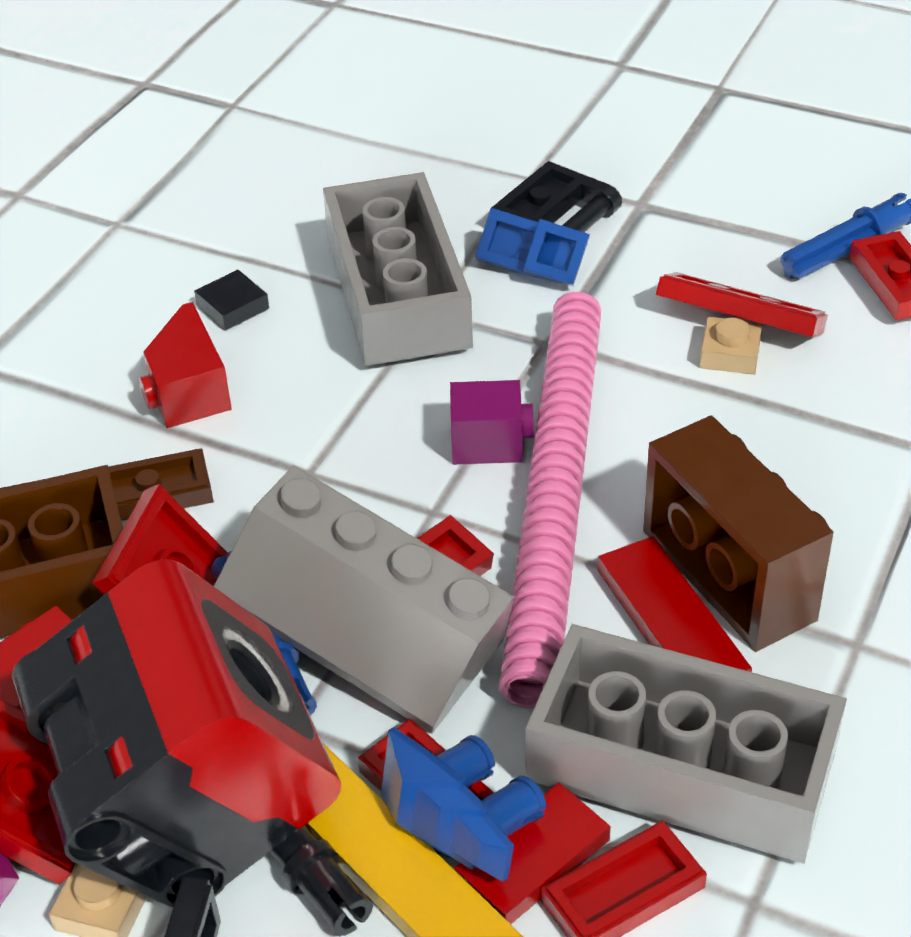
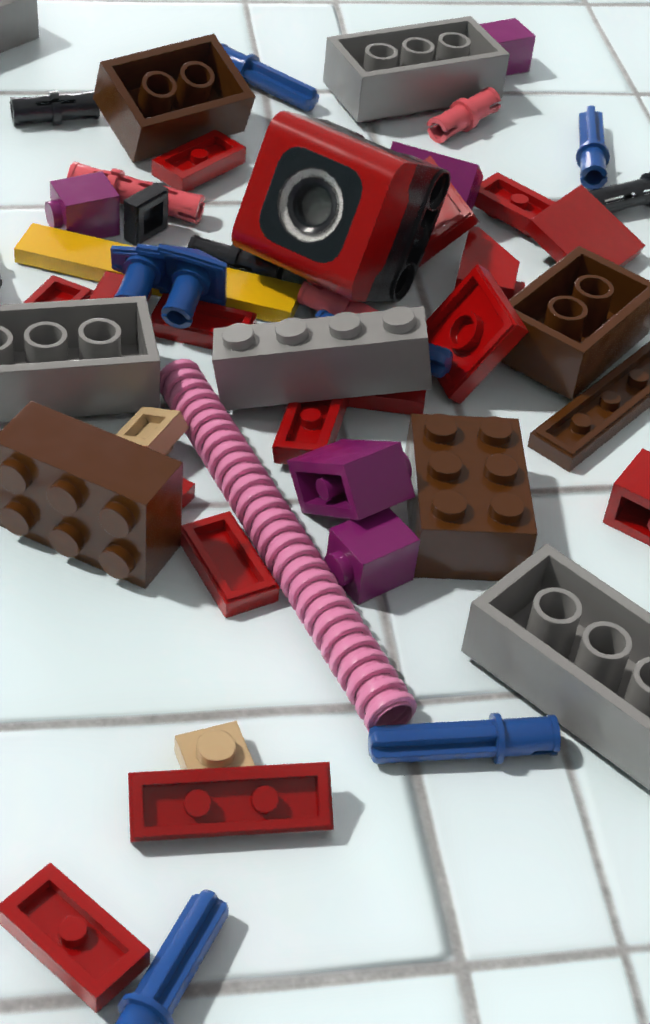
camera: 140 degrees right, 0 degrees up
(355, 424) = (469, 496): none -> reddish brown brick
(459, 455) = (352, 478): none -> magenta brick
(526, 285) = (465, 739): none -> blue axle
(532, 247) = (487, 777): blue slope -> none
(554, 191) = (560, 871): black plate -> none
(613, 611) = (155, 428): none -> tan plate
(614, 487) = (228, 564): none -> red tile

